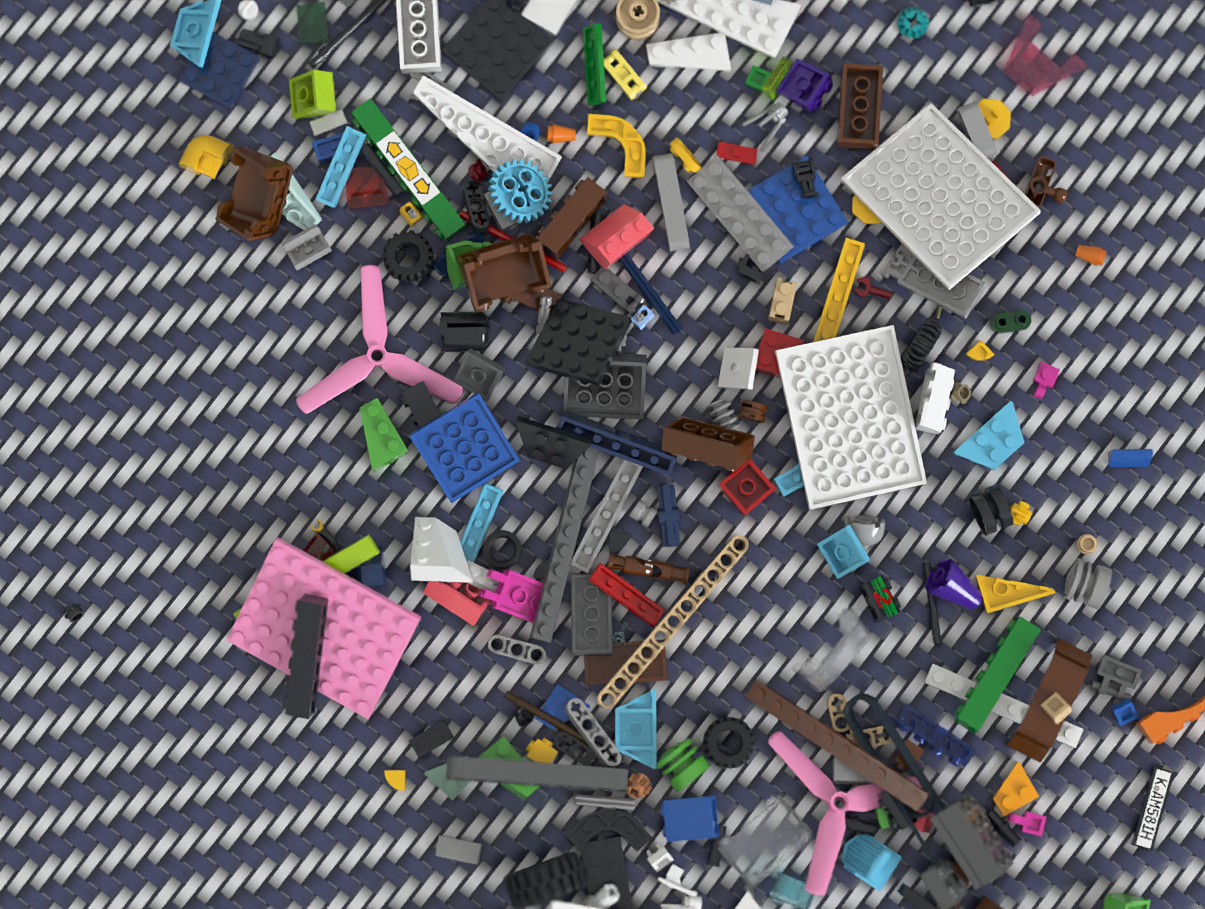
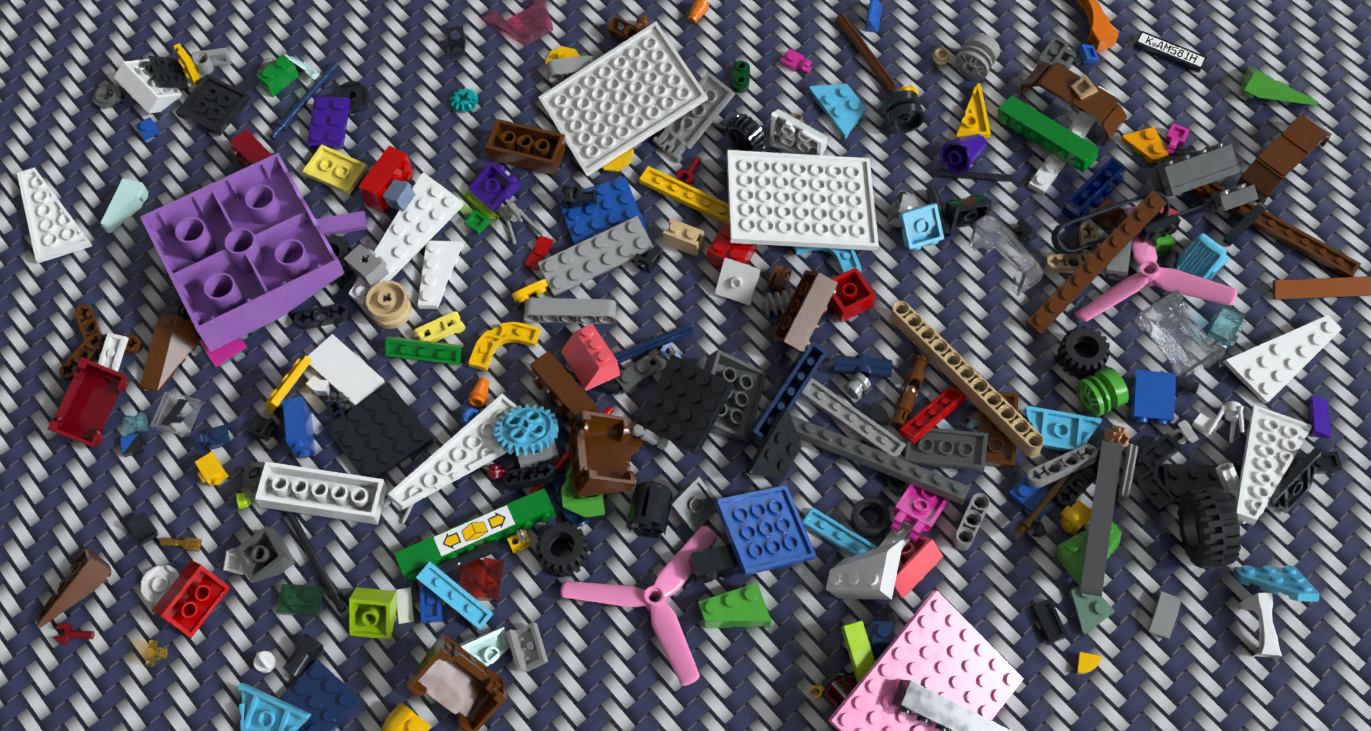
camera: 75 degrees left, 20 degrees down
(870, 667) = (1026, 230): none -> black tile
(886, 564) = (933, 197): none -> black piece
(980, 352) = (761, 103): yellow tile -> none
(1075, 457) = (866, 53): none -> reddish brown axle

